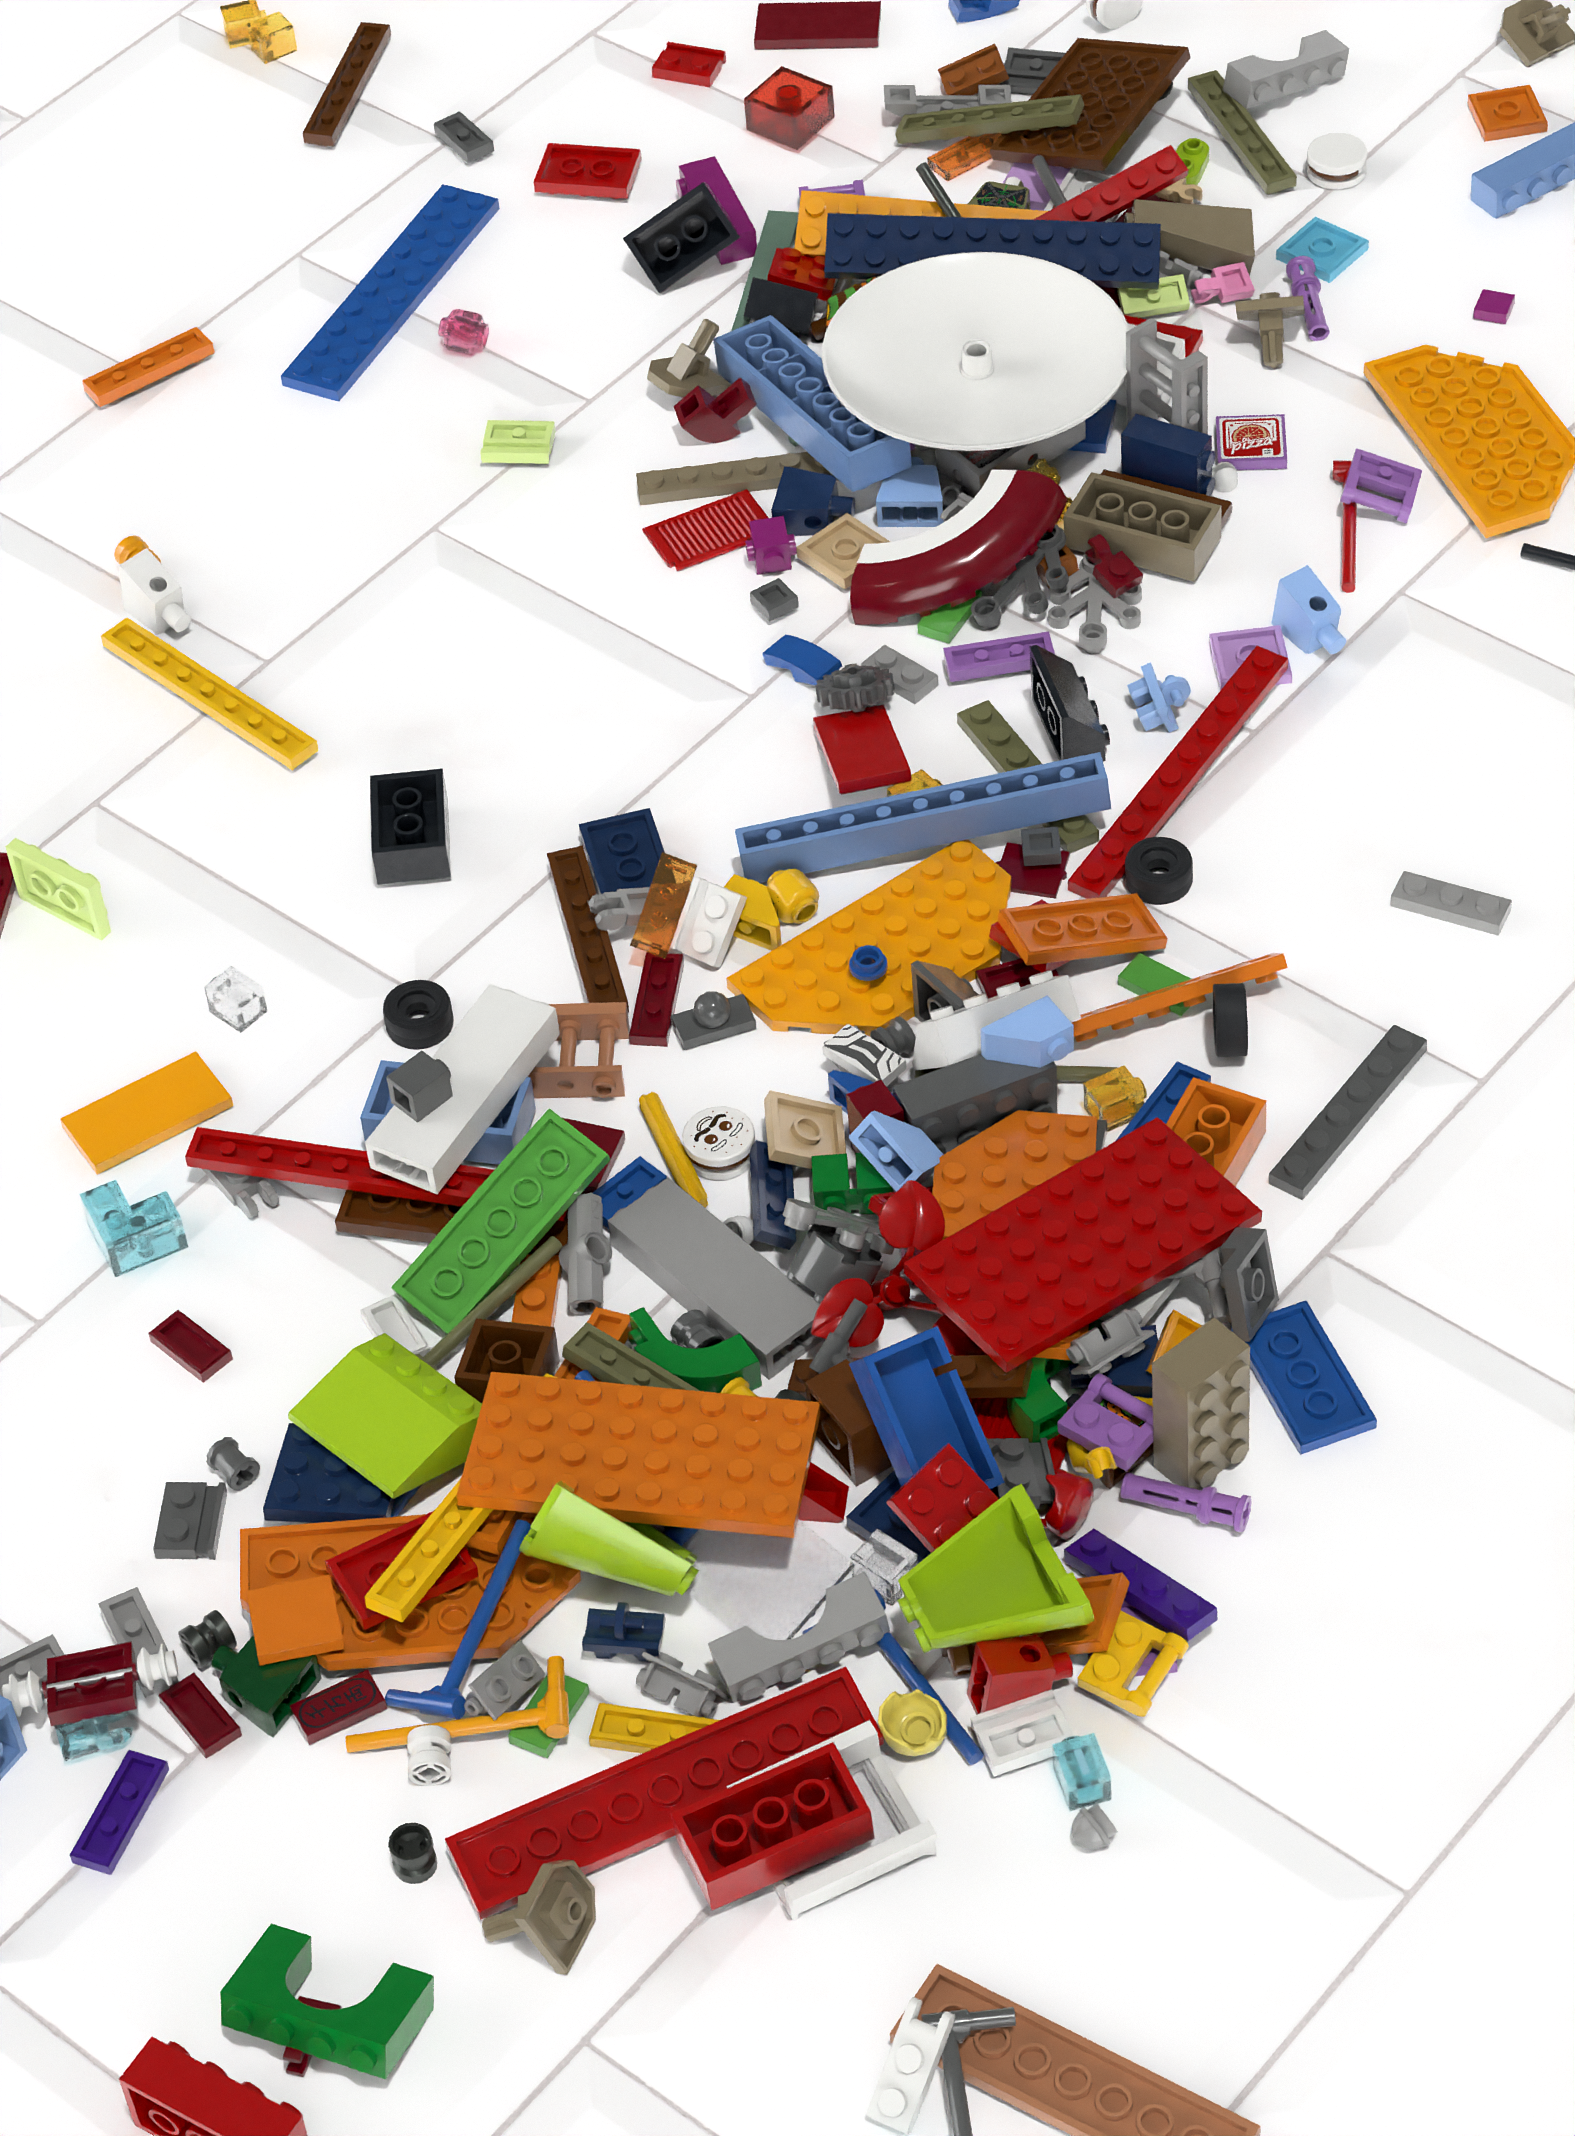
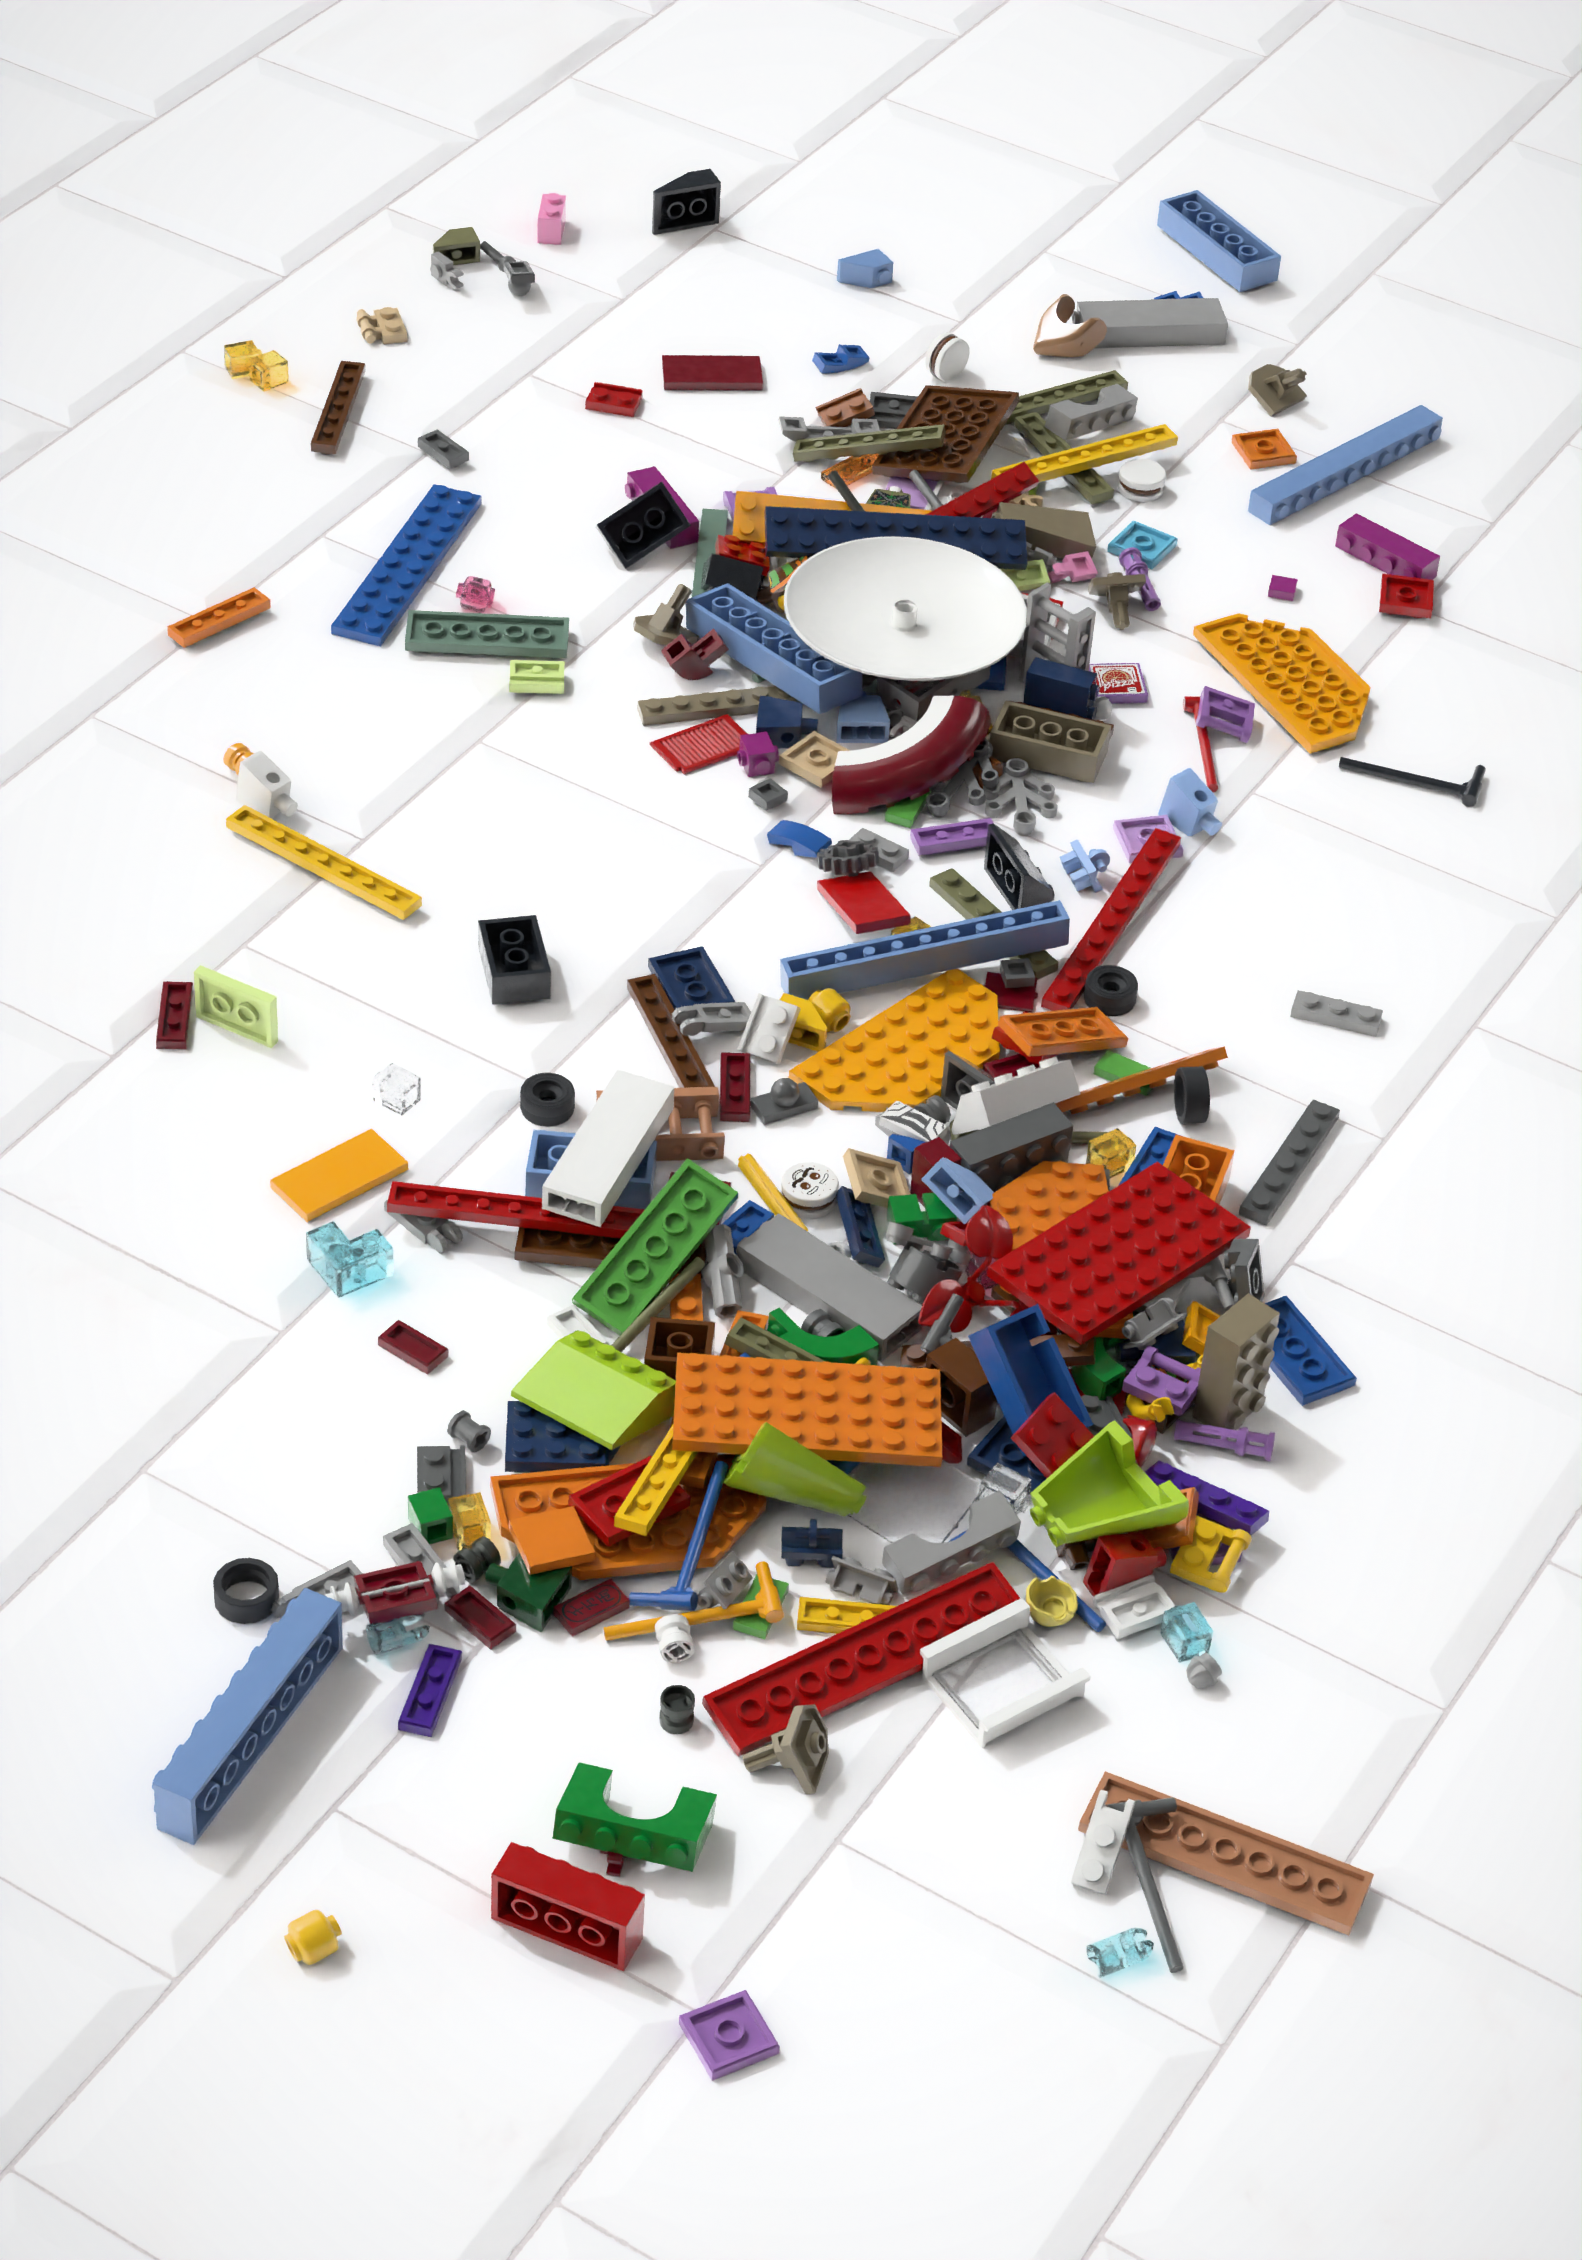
camera: 15 degrees left, 5 degrees down
(161, 1578) = (431, 1515): none -> green brick
(207, 1585) = (469, 1519): none -> clear yellow brick
(420, 1085) = (582, 1142): dark grey brick -> none
(468, 385) = (487, 634): none -> sand green plate
(587, 170) = (550, 476): red plate -> none
(663, 905) = (732, 1015): clear orange tile -> none
(773, 1825) = (962, 1675): red brick -> none
(789, 107) = (705, 432): clear red brick -> none
(868, 963) = (903, 1057): blue plate -> none
(1029, 1036) = (1052, 1102): light blue slope -> none
(1115, 571) = (1031, 774): dark red plate -> none
(1262, 43) = (1076, 391): none -> olive plate
(1278, 128) = (1098, 453): none -> yellow plate

